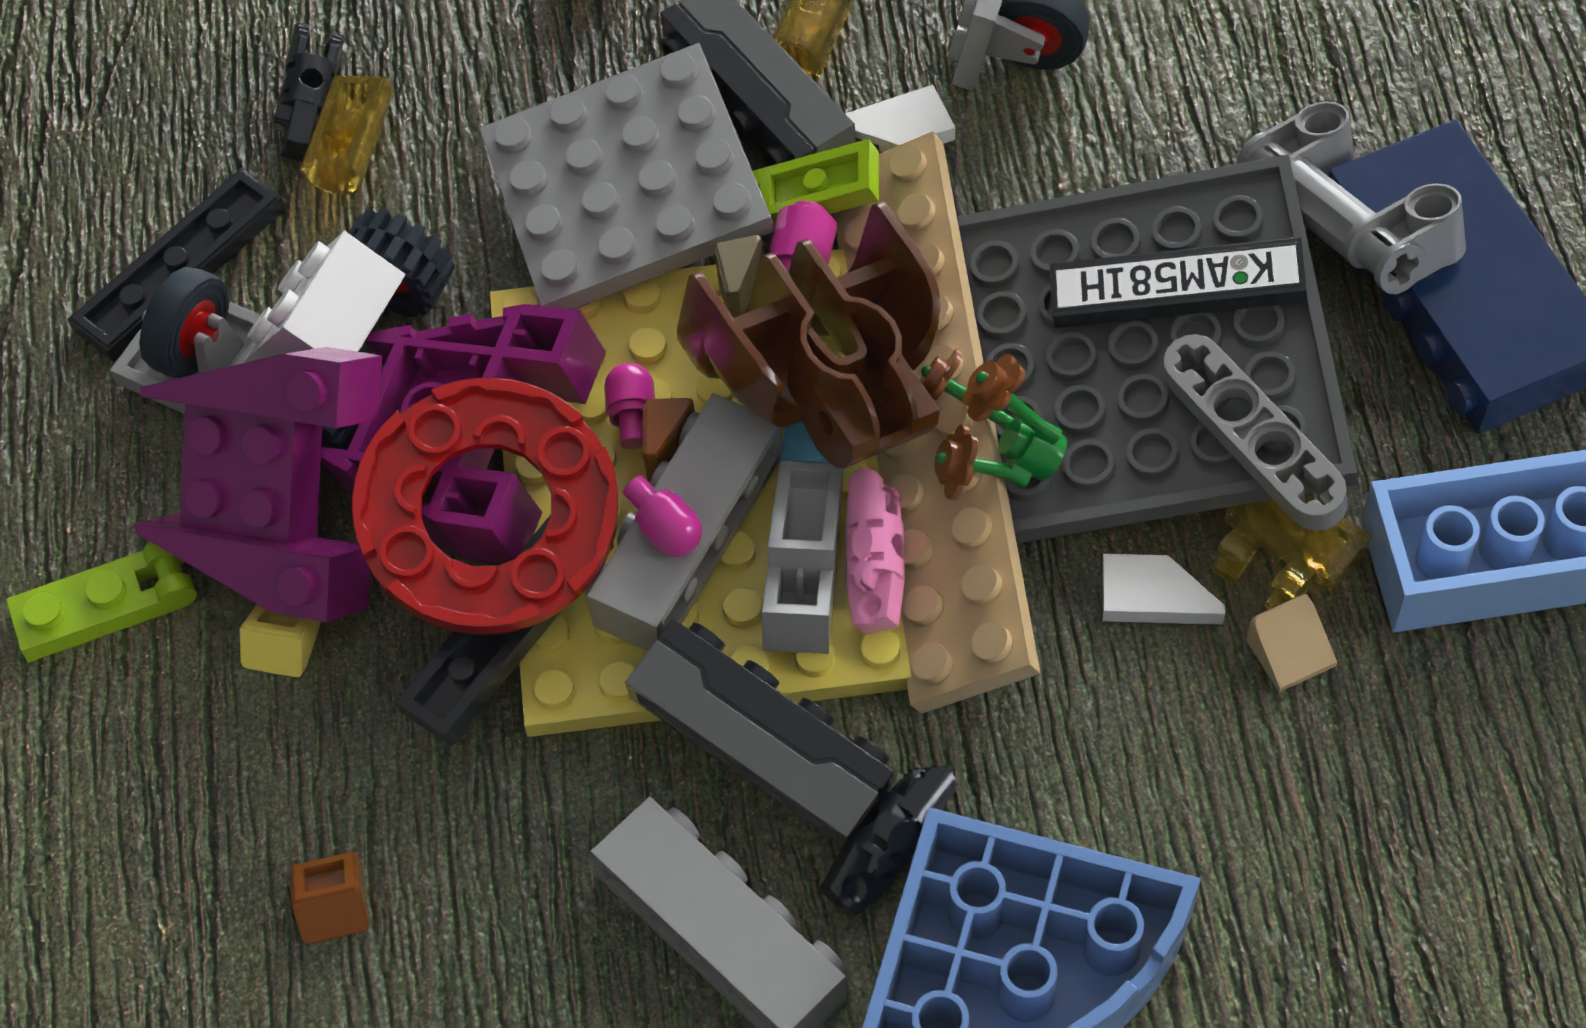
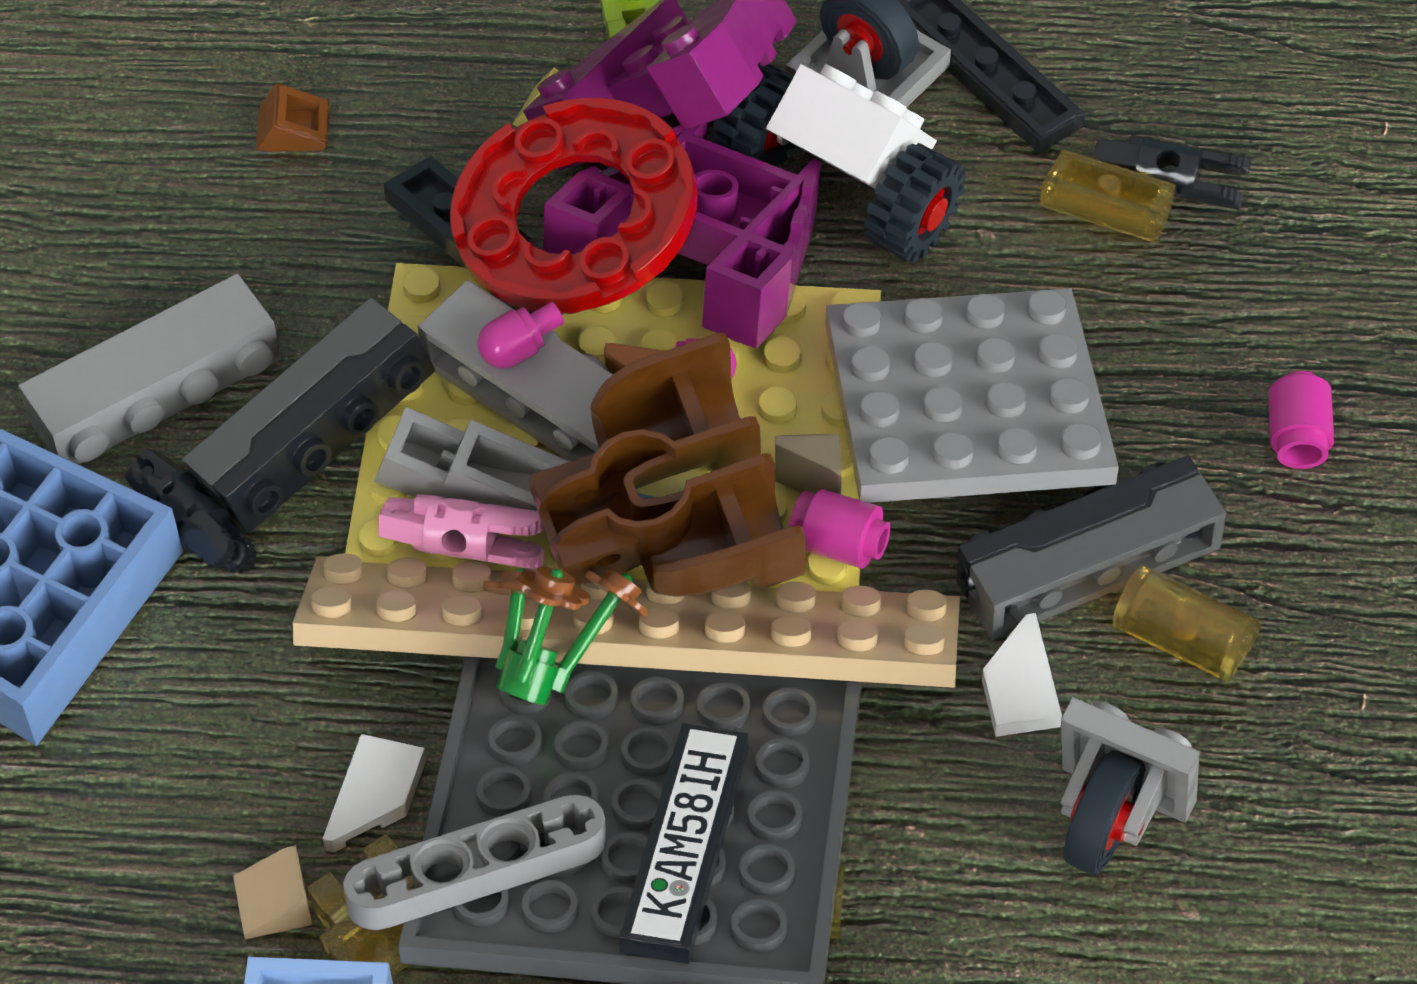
camera: 100 degrees right, 5 degrees down
(832, 178) = (923, 554): lime plate -> none

